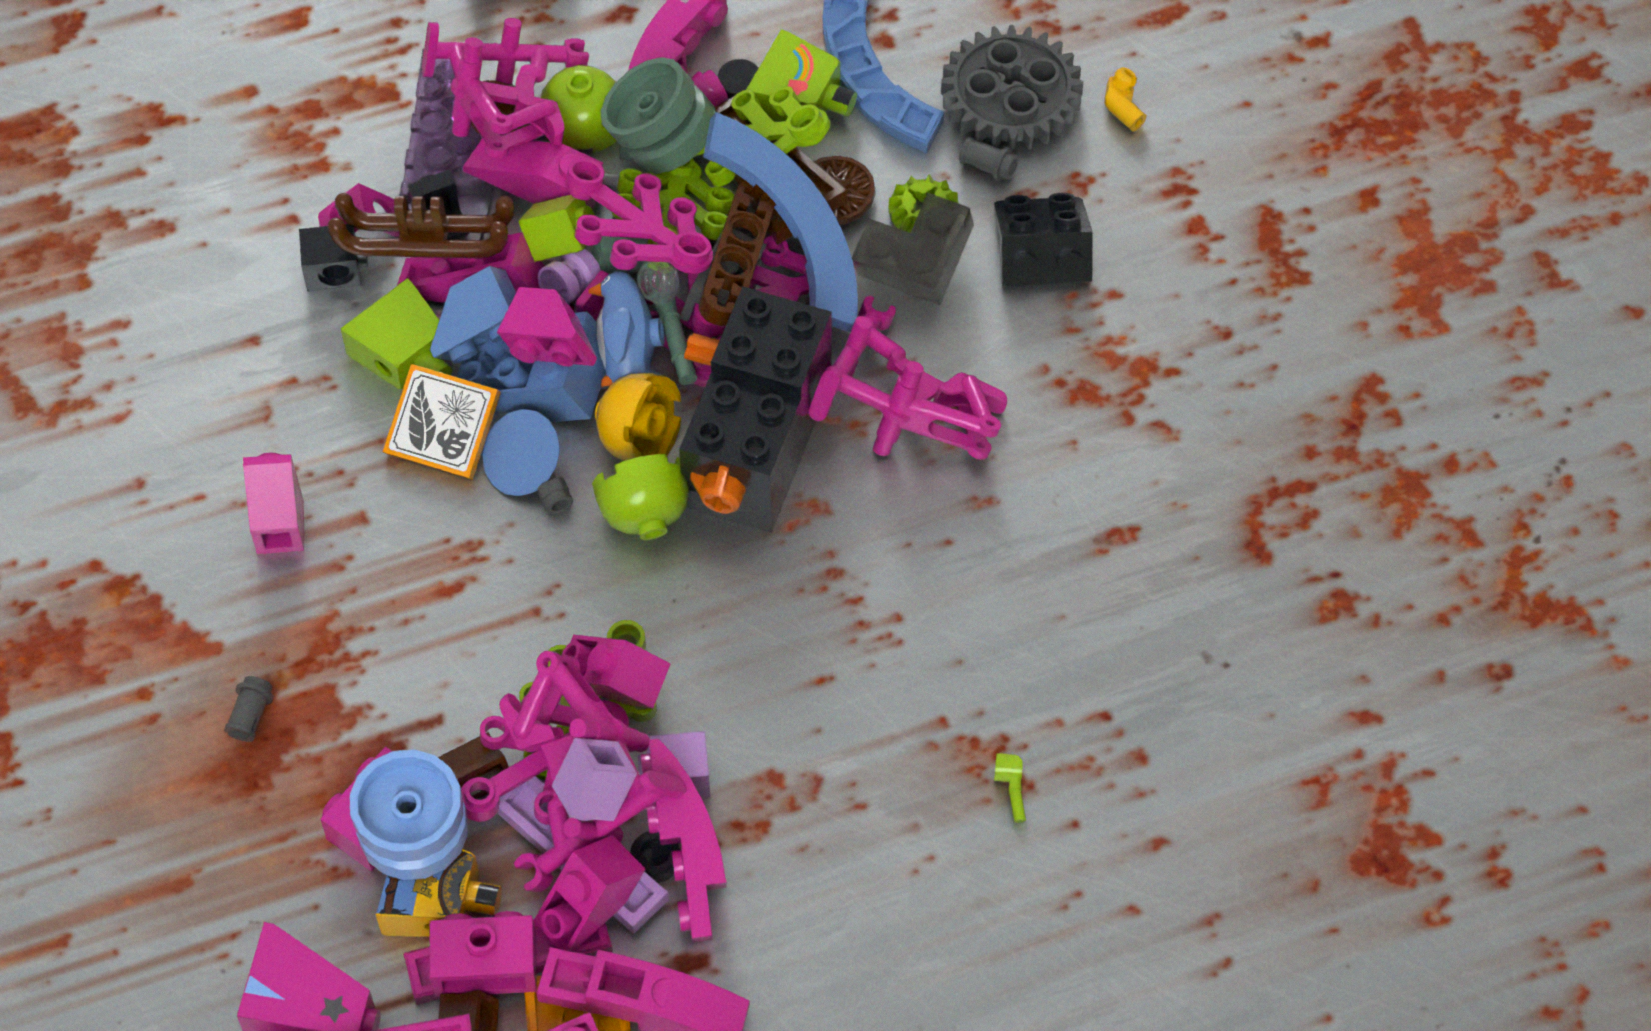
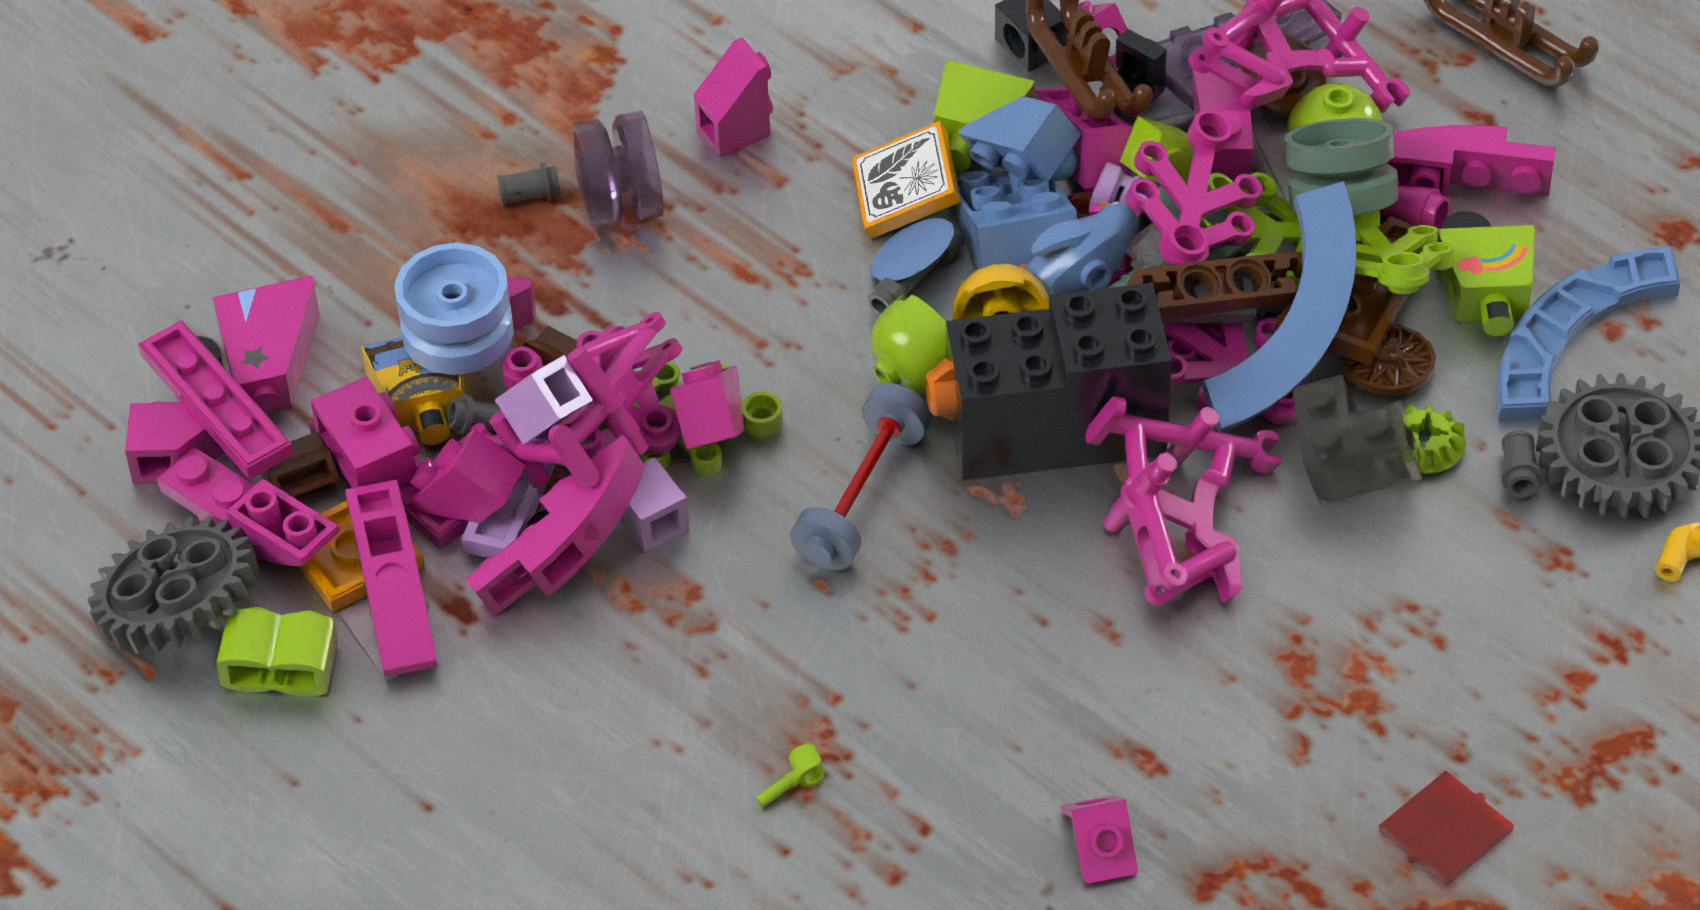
camera: 65 degrees right, 10 degrees down
(302, 625) = (608, 171): none -> clear purple wheel
(498, 863) = (465, 412): none -> dark grey pin
(545, 329) = (1023, 180): dark pink slope -> none
(794, 649) = (826, 535): none -> sand blue axle
(1044, 240) = (1447, 540): black bracket -> none
(1185, 589) = (1102, 838): none -> dark pink bracket
(1288, 373) = (1446, 828): none -> clear red piece

